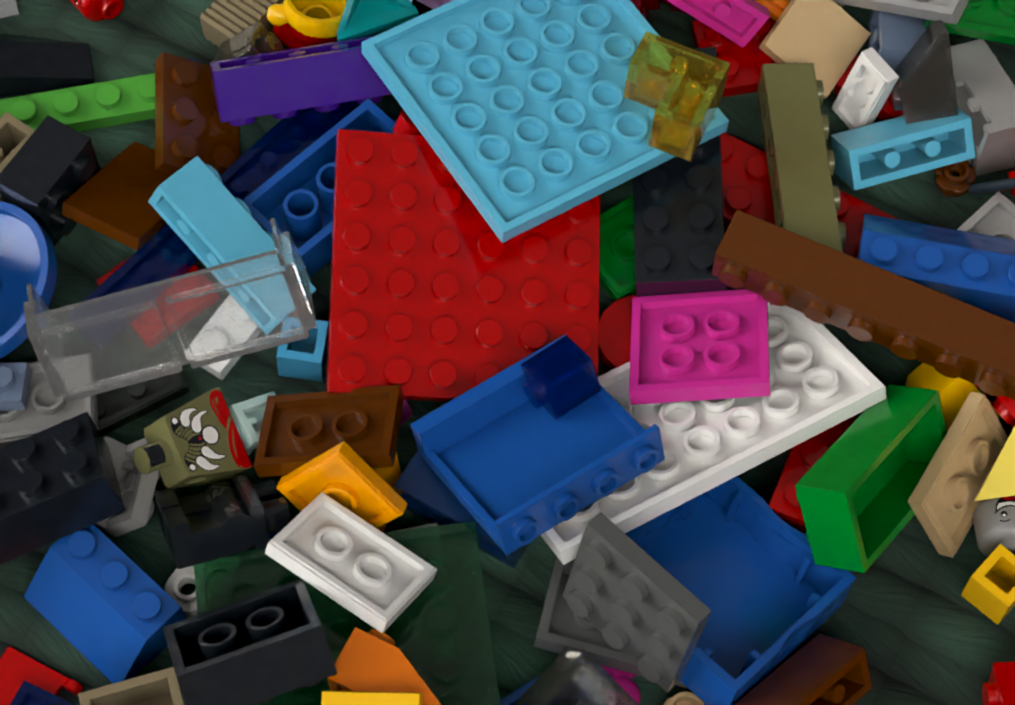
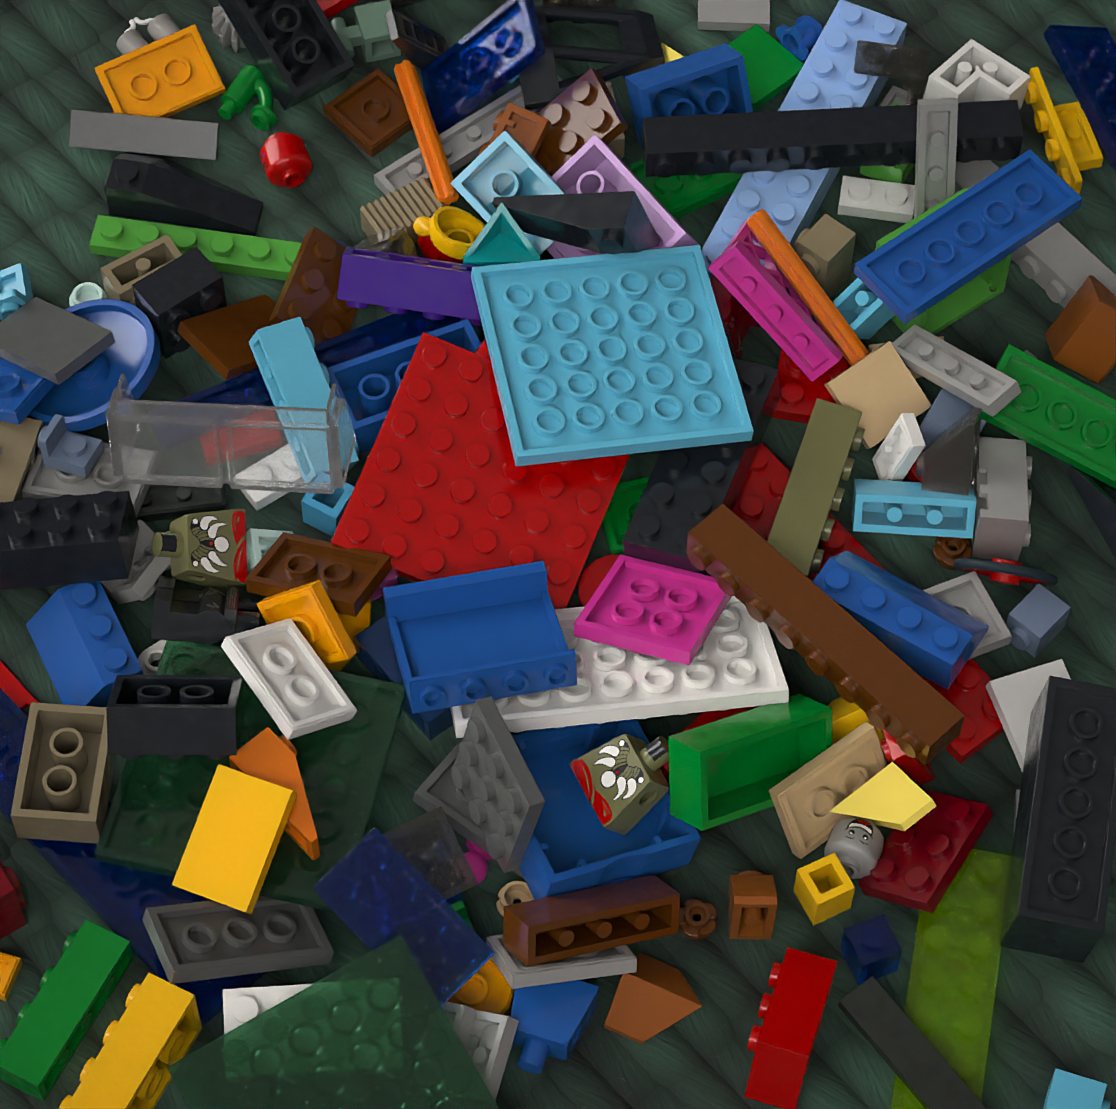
camera: 20 degrees right, 5 degrees down
(560, 378) = (520, 592): clear blue brick -> none
(681, 87) = (716, 391): clear yellow brick -> none
(750, 542) = (623, 779): none -> olive torso
(891, 664) = (701, 928): none -> reddish brown plate
(933, 627) = (751, 905): none -> dark orange slope

